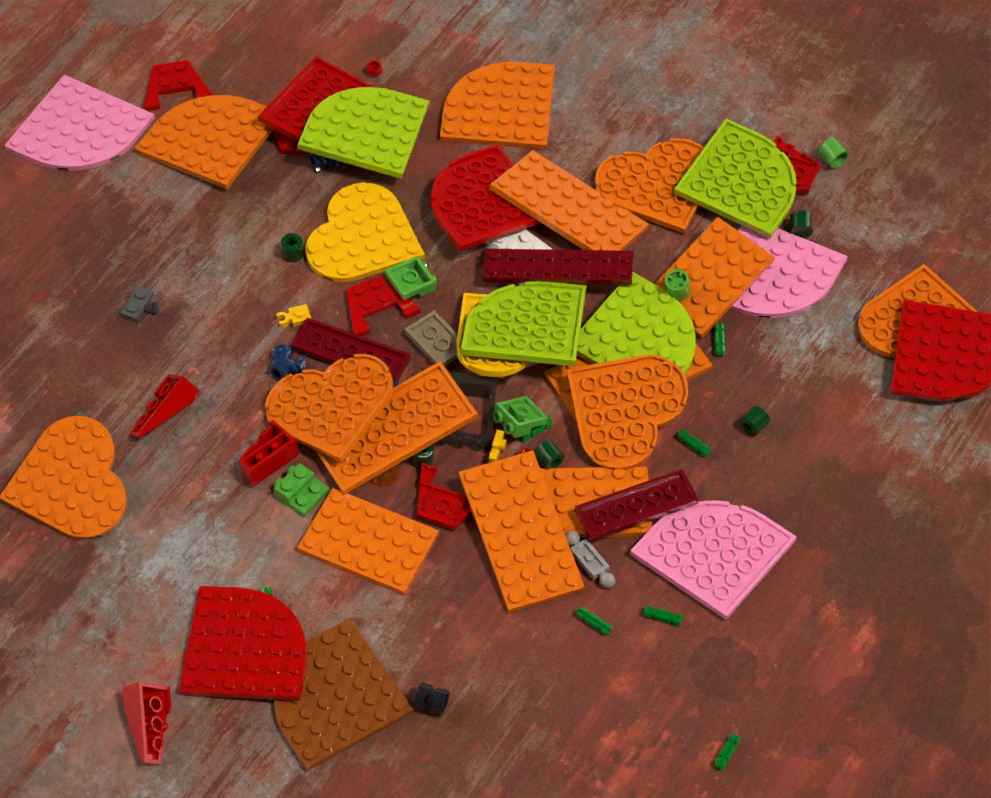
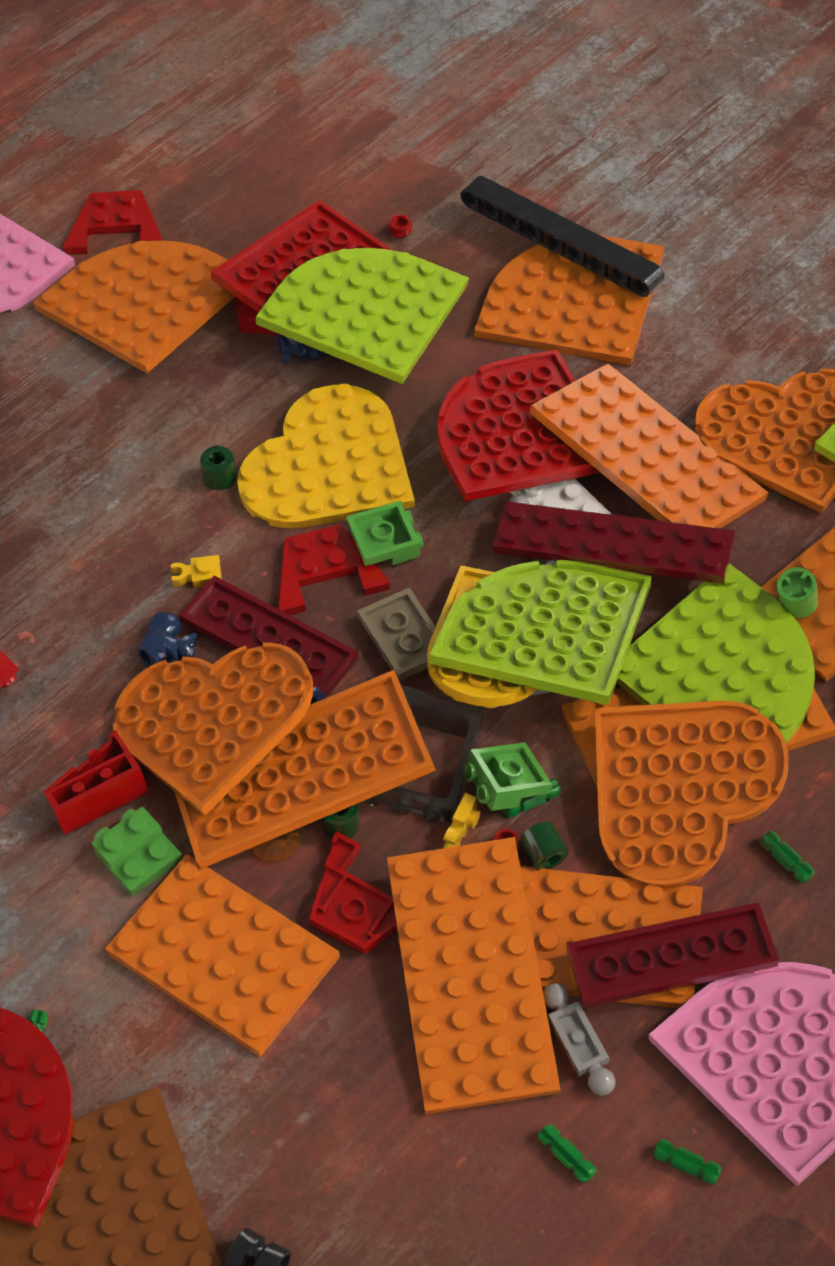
camera: 15 degrees right, 0 degrees up
(486, 65) = (562, 236): none -> black beam

